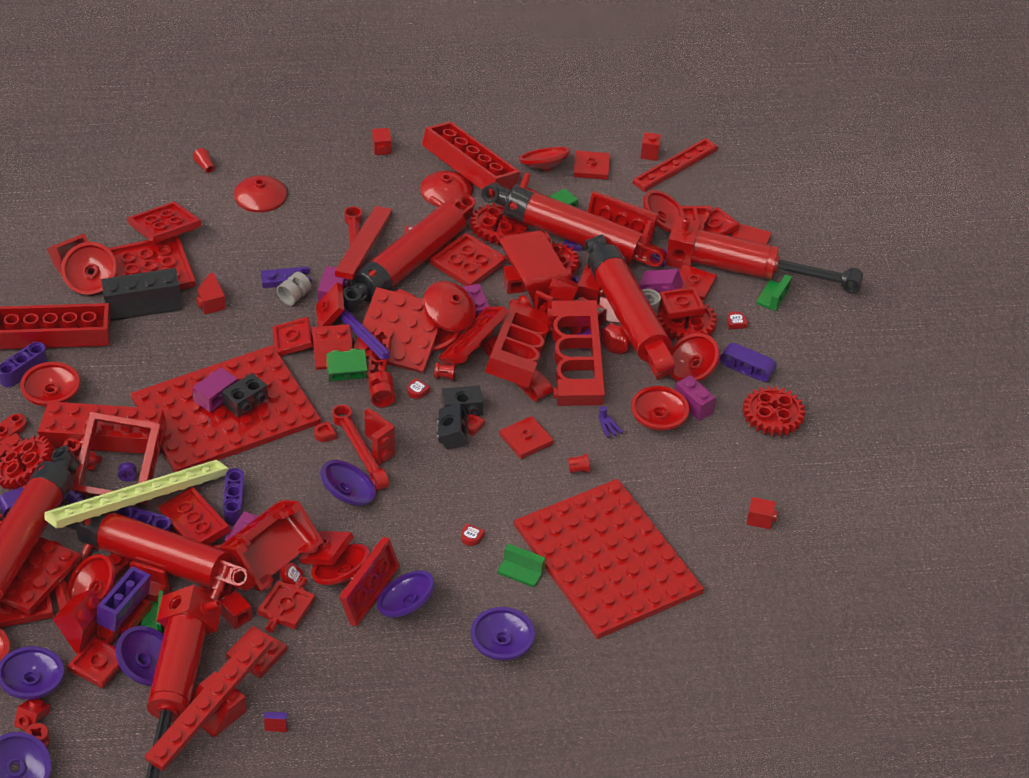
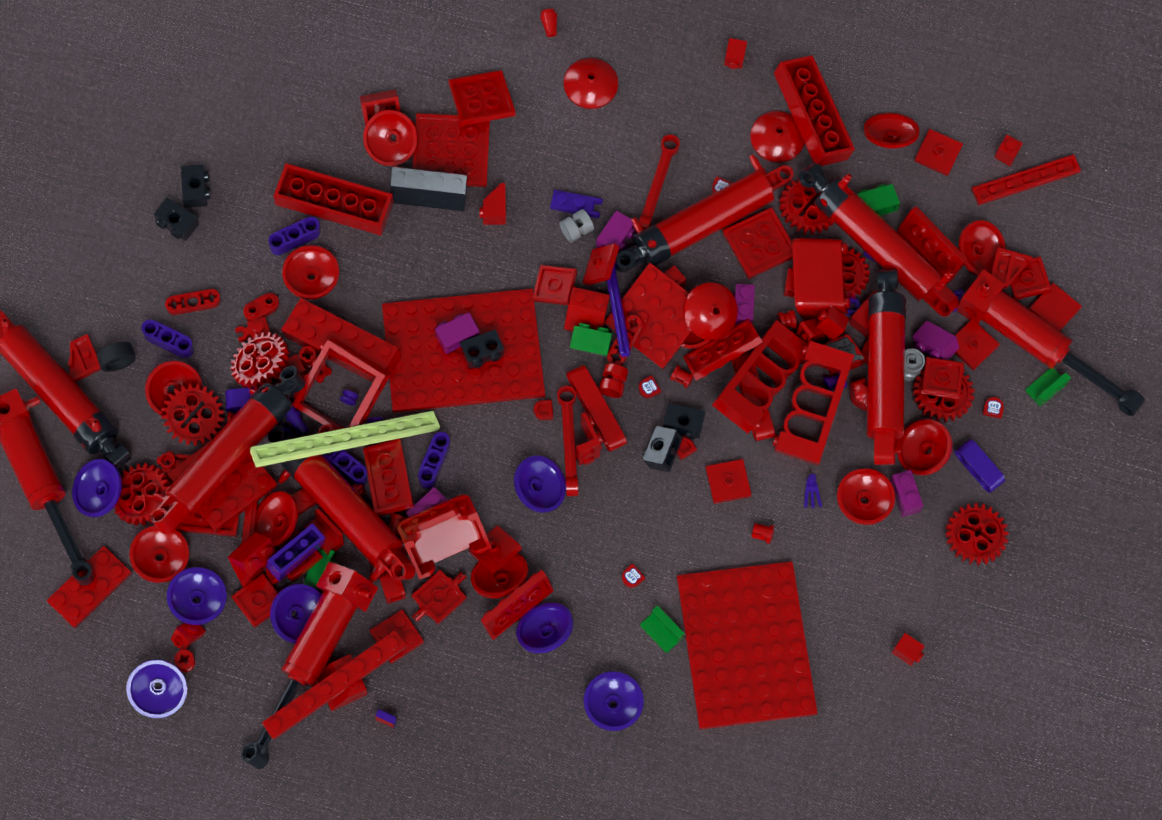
camera: 20 degrees right, 25 degrees up
(290, 573) = (454, 565): red tile -> none
(360, 401) = (596, 408): none -> red beam
(363, 243) = (663, 193): red tile -> none

